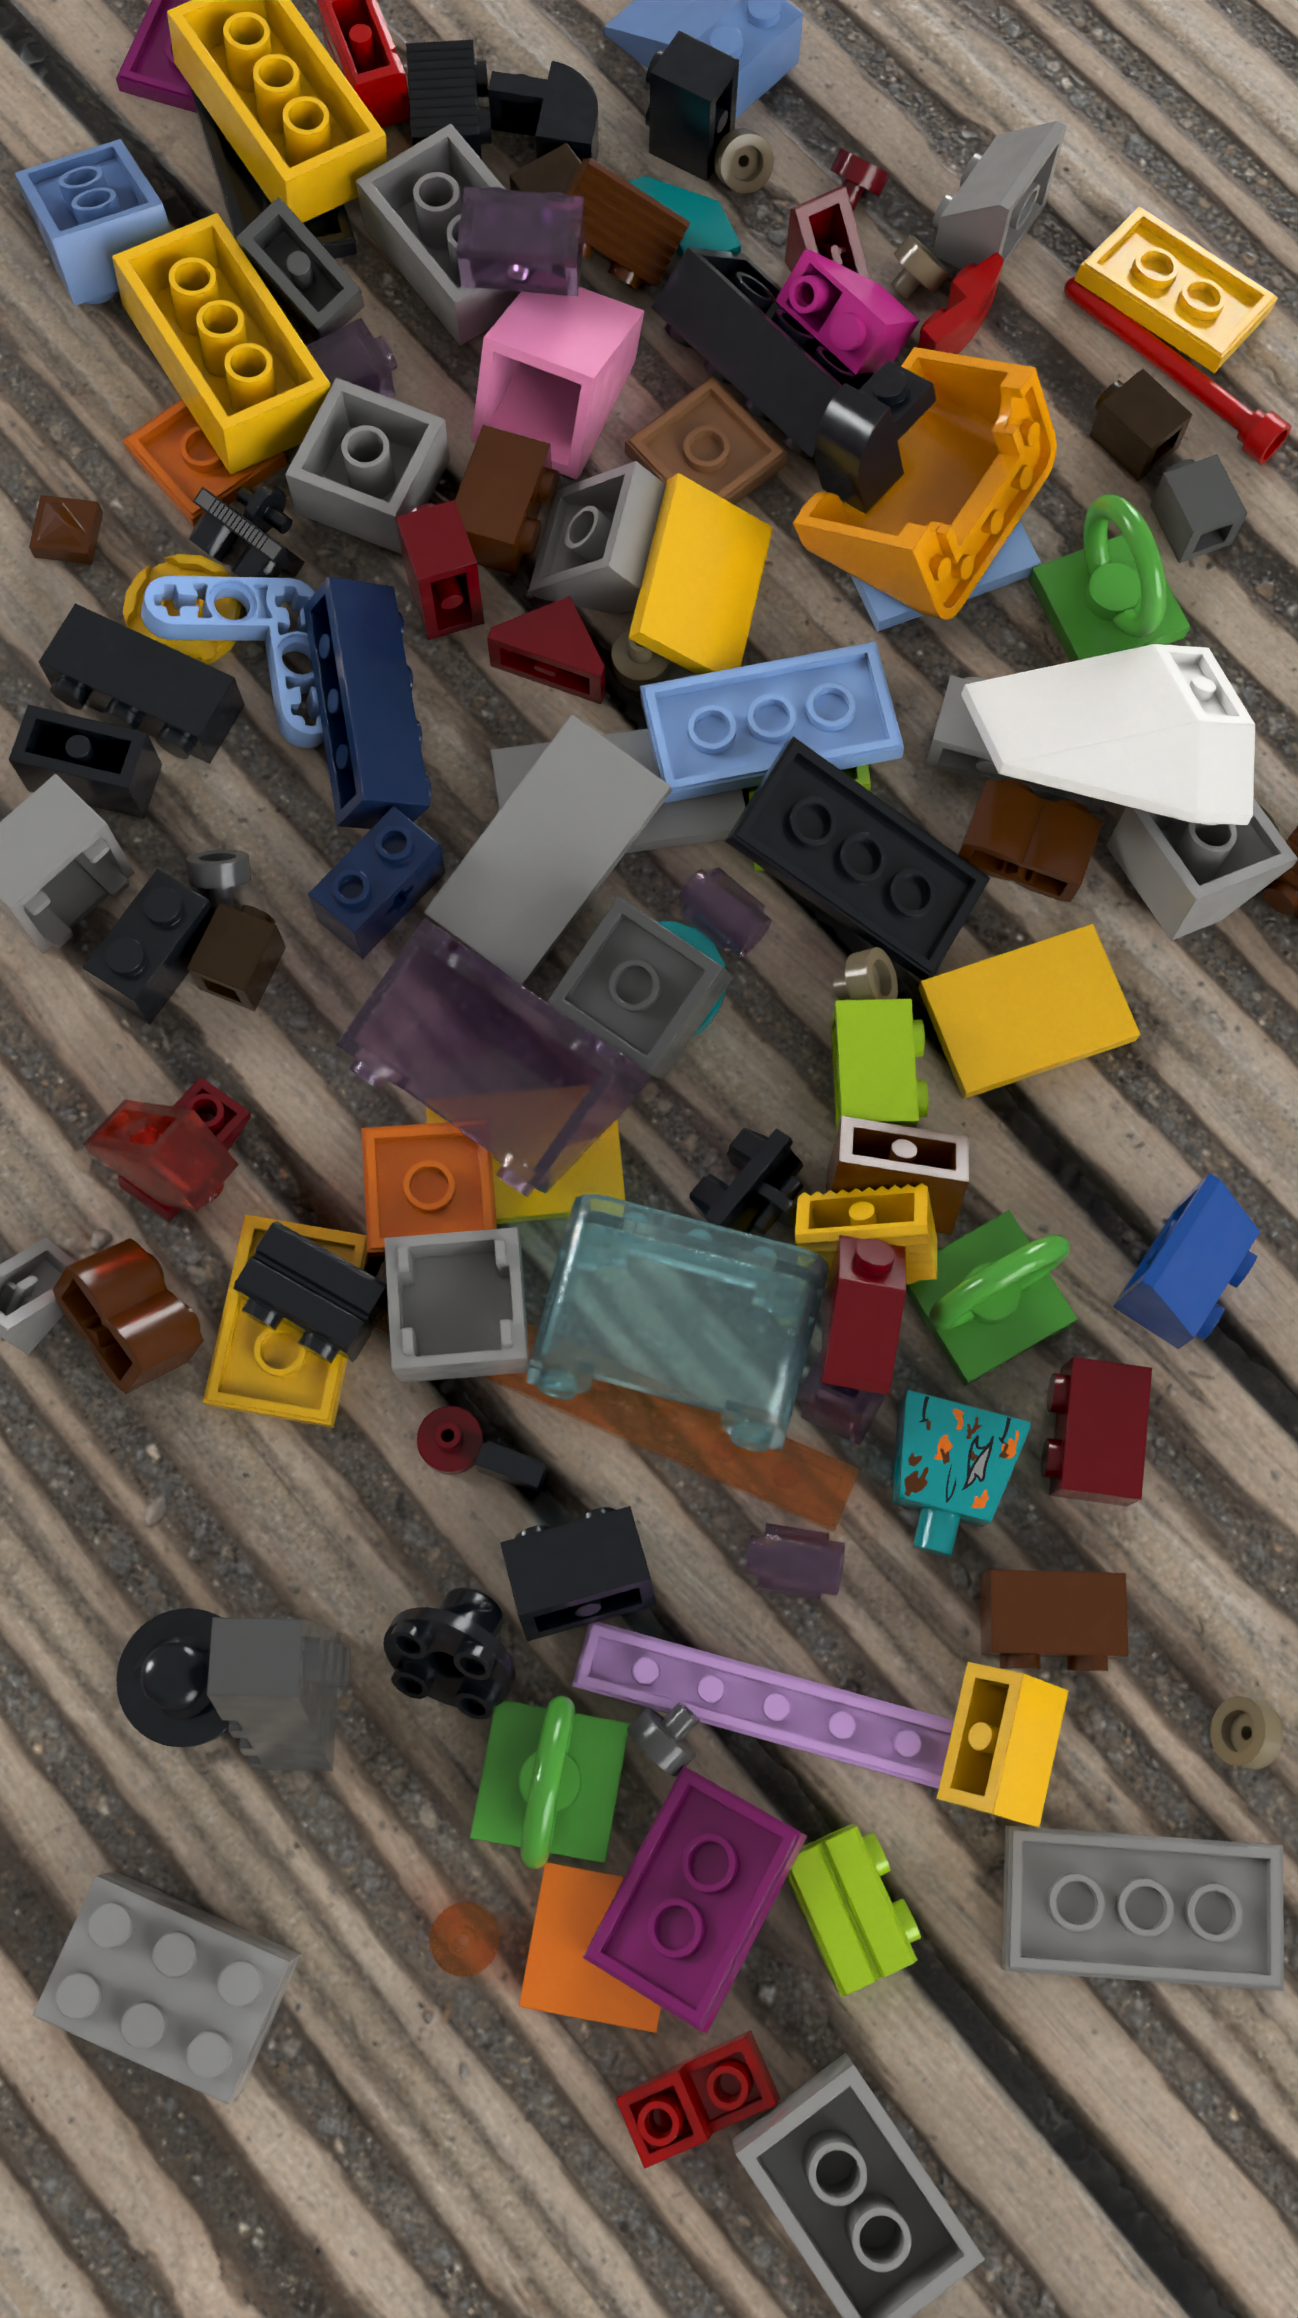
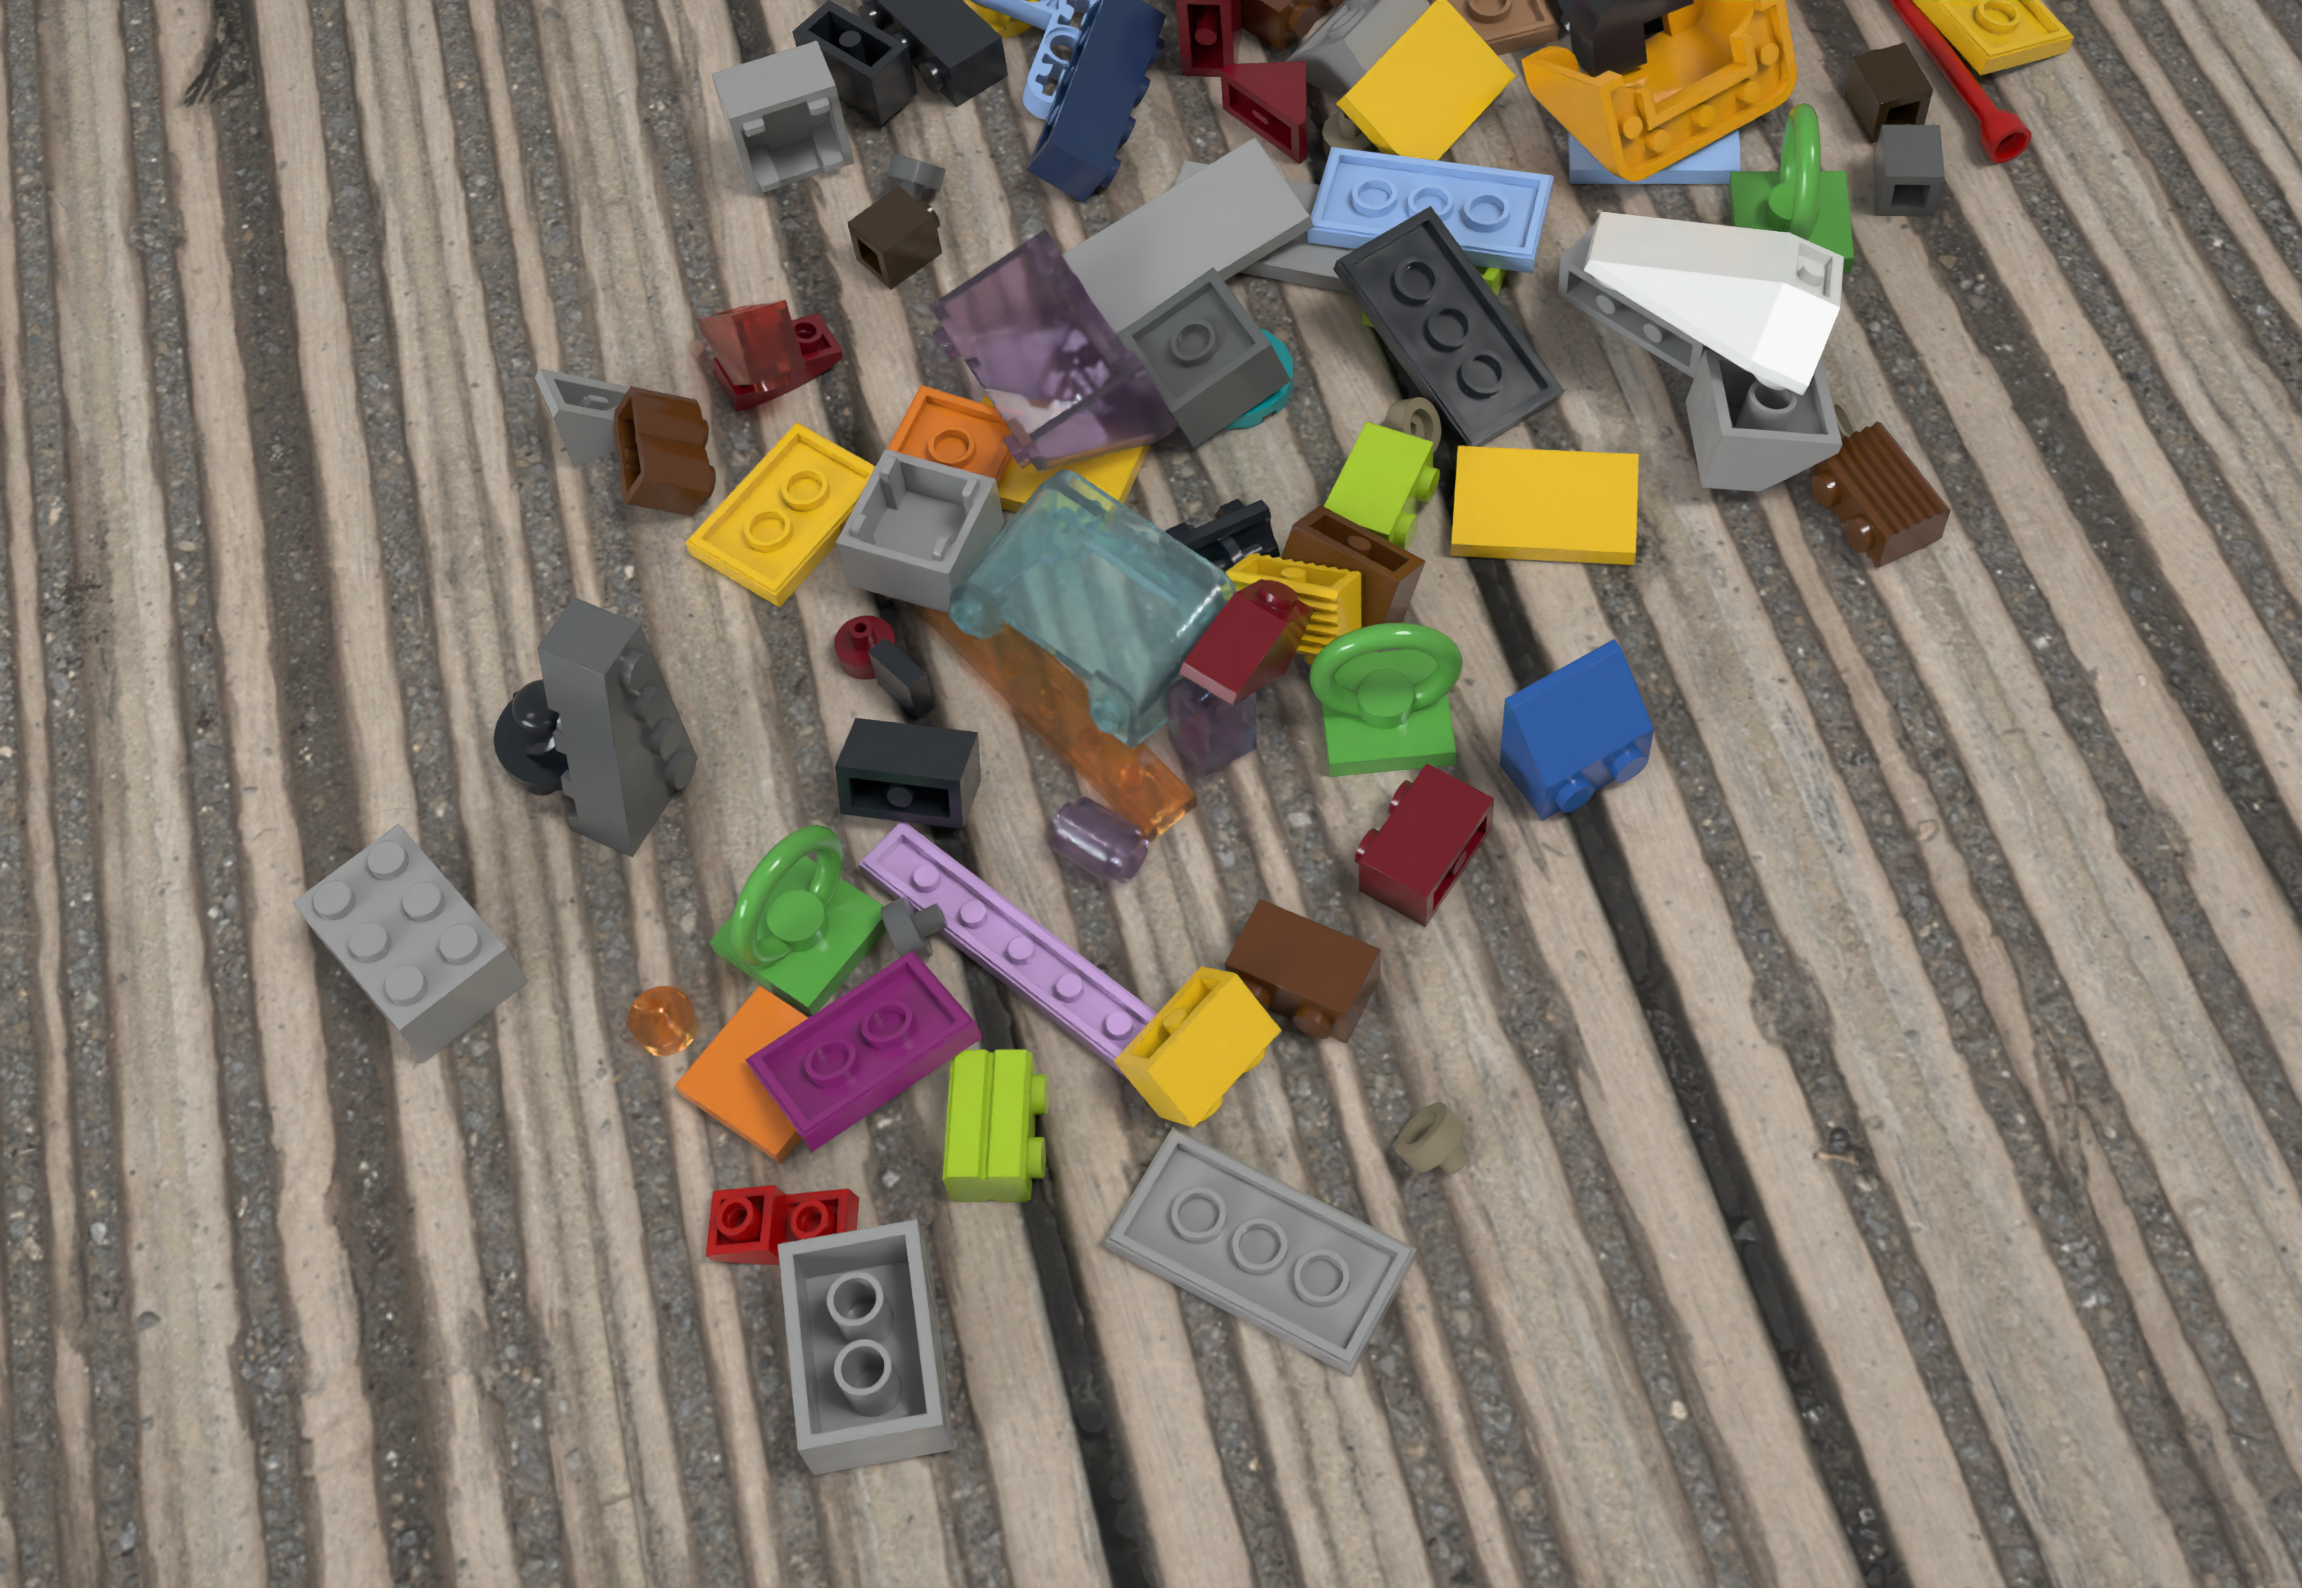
camera: 35 degrees right, 15 degrees down
(150, 946) = (816, 205): black brick -> none
(311, 1292) = (807, 480): black brick -> none
(377, 882) = (1046, 200): dark blue brick -> none
(452, 1653) = (769, 784): black plate -> none
(724, 911) = (1313, 336): clear purple brick -> none
(952, 1465) = (1279, 819): teal torso -> none
(1030, 839) = (1614, 370): reddish brown brick -> none

